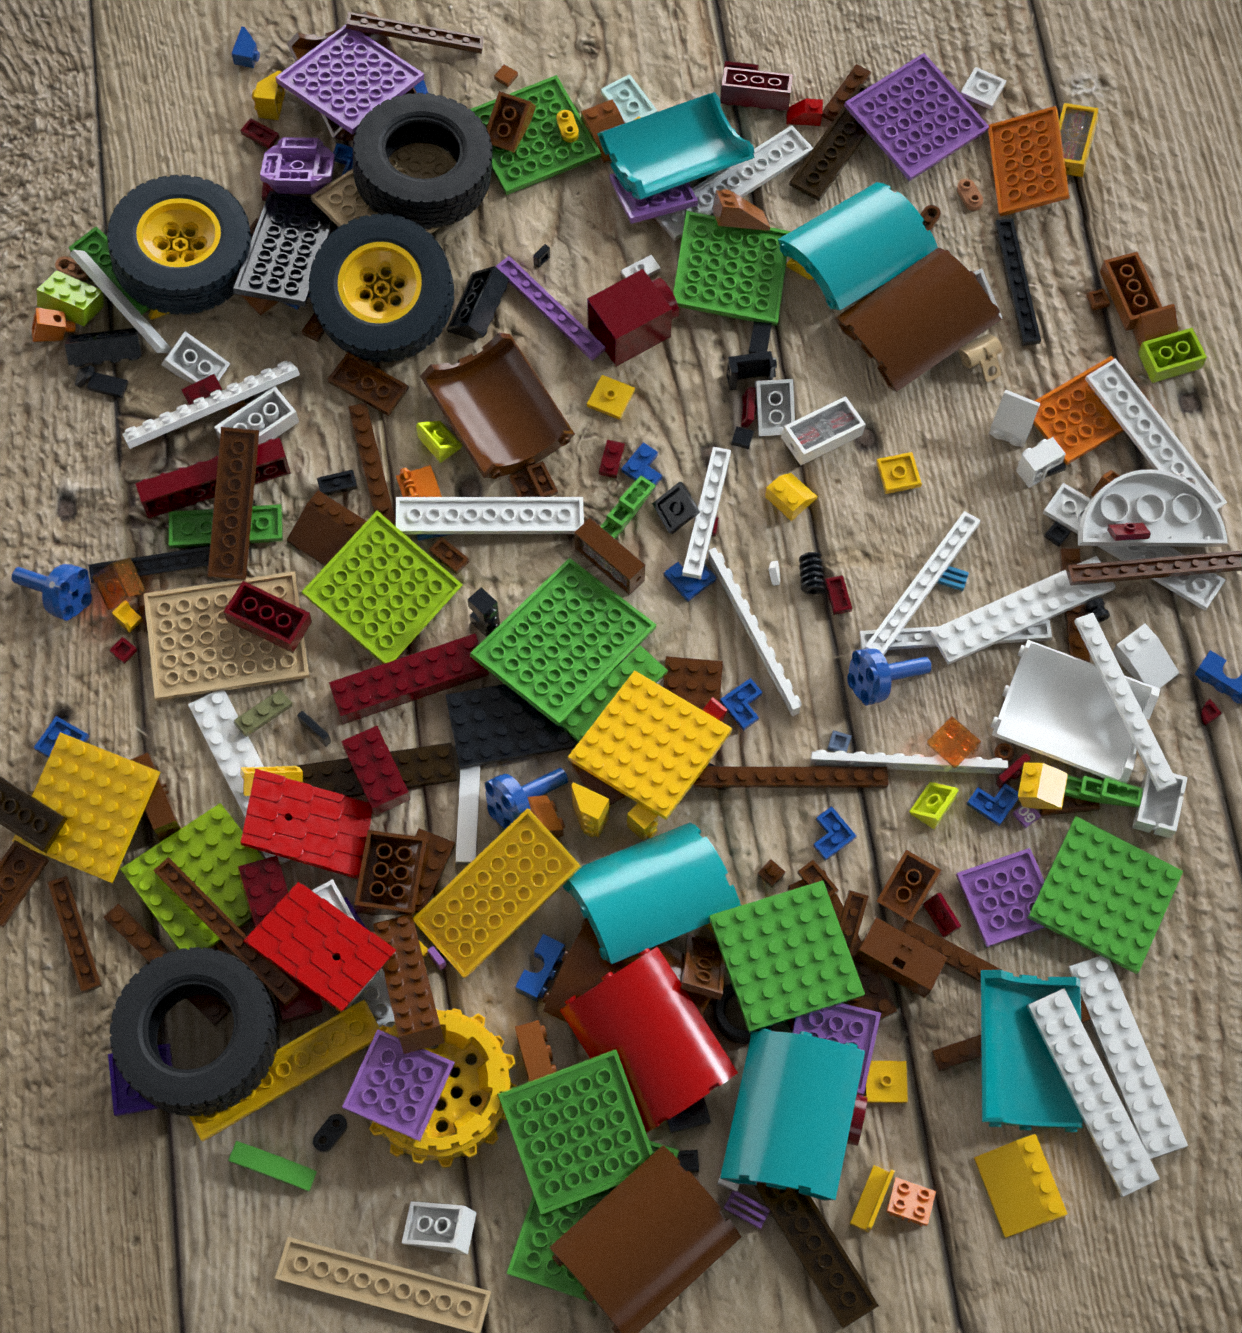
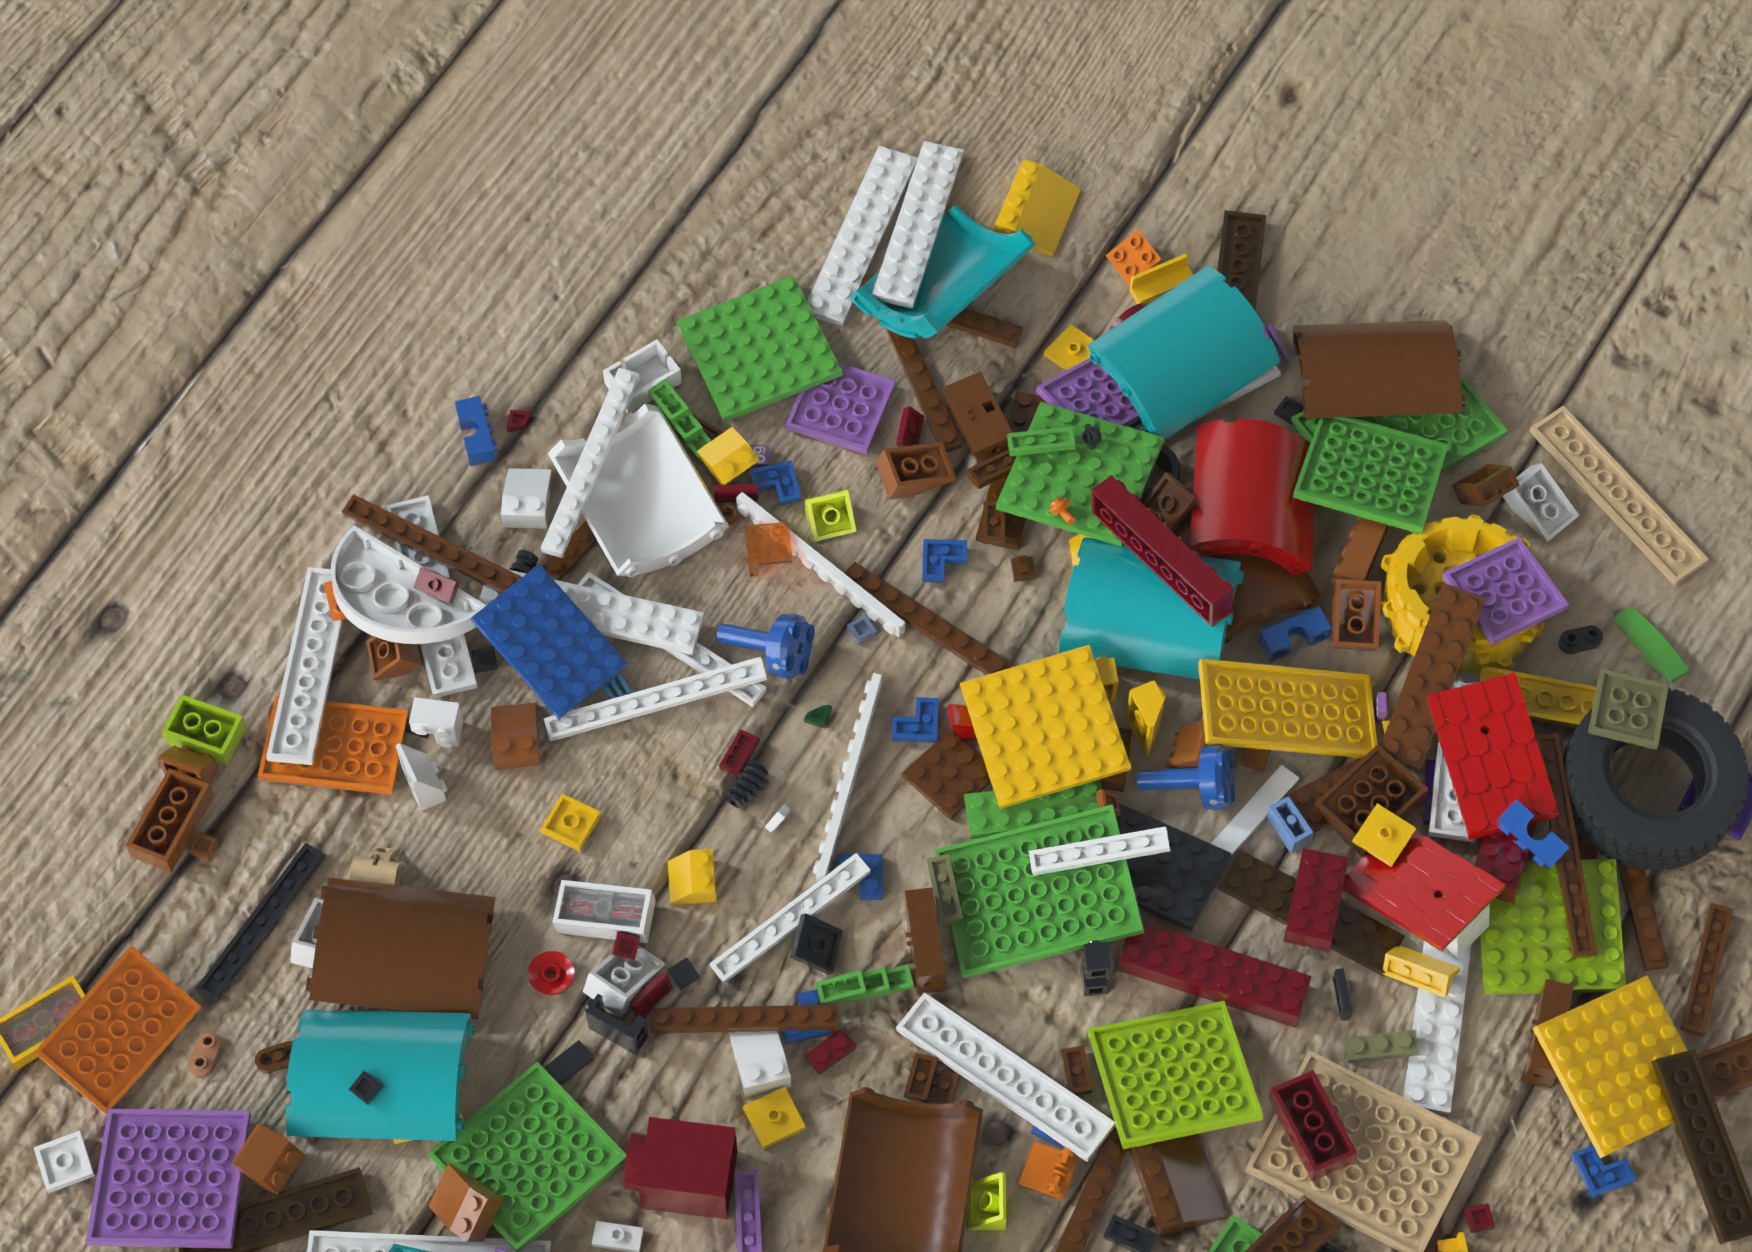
camera: 140 degrees left, 5 degrees down
(235, 905) = (1515, 821): none -> blue arch
(239, 1046) = (1628, 708): none -> olive plate
(360, 845) = (1384, 835): none -> yellow plate
(434, 815) = (1289, 825): none -> medium blue brick
(470, 1201) = (1480, 485): none -> reddish brown window
(501, 1003) = (1356, 615): none -> dark orange slope
(540, 681) = (1099, 851): none -> white plate
(566, 732) = (1107, 798): none -> dark orange tile
(625, 598) = (945, 889): none -> olive plate
(649, 420) = (760, 1061): none -> white slope
(668, 910) = (1162, 550): none -> dark red brick
(678, 434) = (744, 1019): none -> reddish brown plate
(774, 904) = (1059, 506): none -> orange plate
(788, 415) = (625, 945): none -> dark red plate
(799, 980) = (1091, 436): none -> black plate
(811, 661) = (819, 716): none -> dark green tile
(823, 370) = (548, 963): none -> red dish
(832, 949) = (1041, 441): none -> bright green plate
(853, 217) = (365, 1088): none -> black tile
(872, 159) = (267, 1159): none -> dark orange slope
(988, 498) = (515, 736): none -> dark orange slope
(1023, 557) = (549, 641): none -> blue plate

